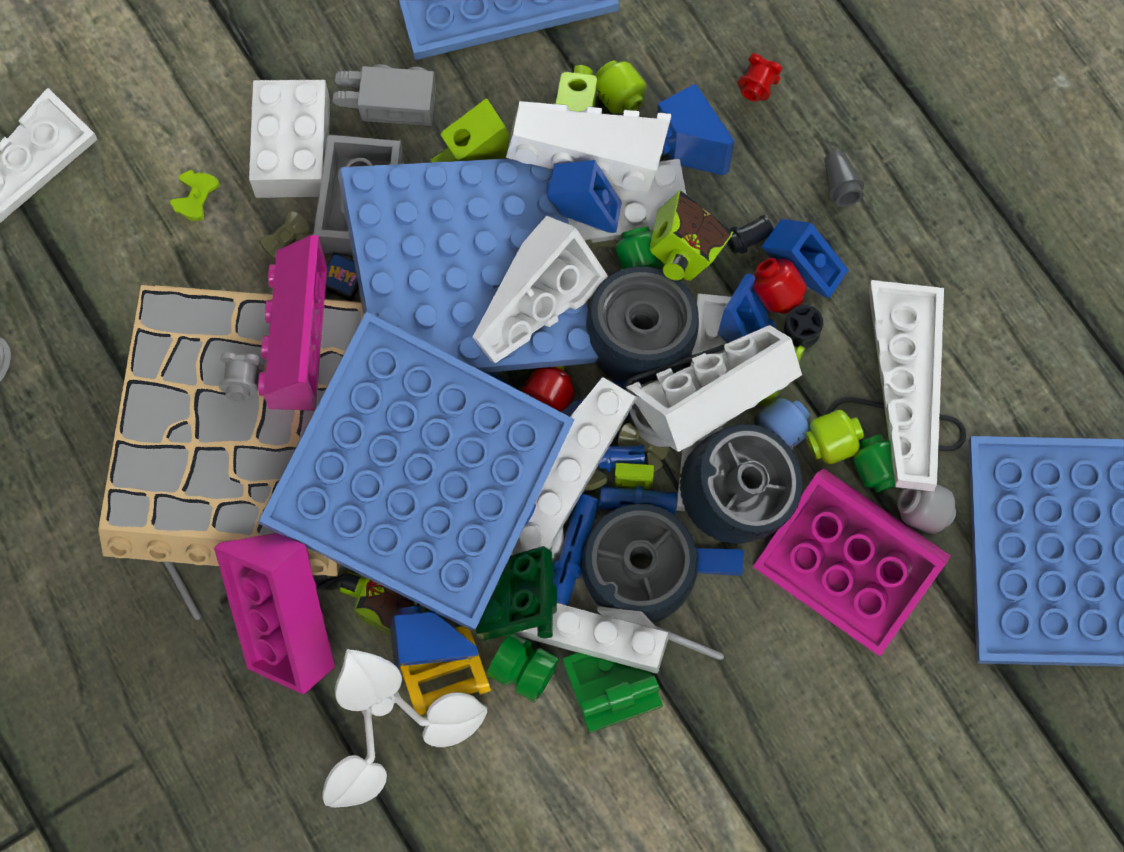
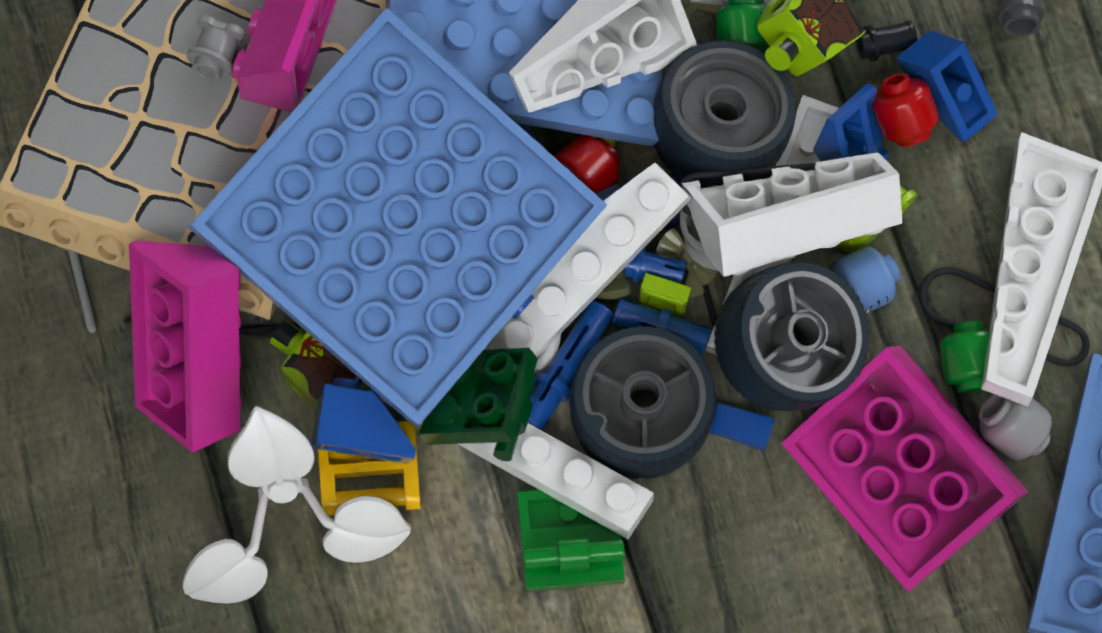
camera: 10 degrees right, 0 degrees up
(523, 667) = (466, 489): green wheel -> none
(640, 618) = (623, 466): light grey piece -> none
(806, 318) = (927, 158): black wheel -> none
(834, 437) = (923, 311): lime head -> none

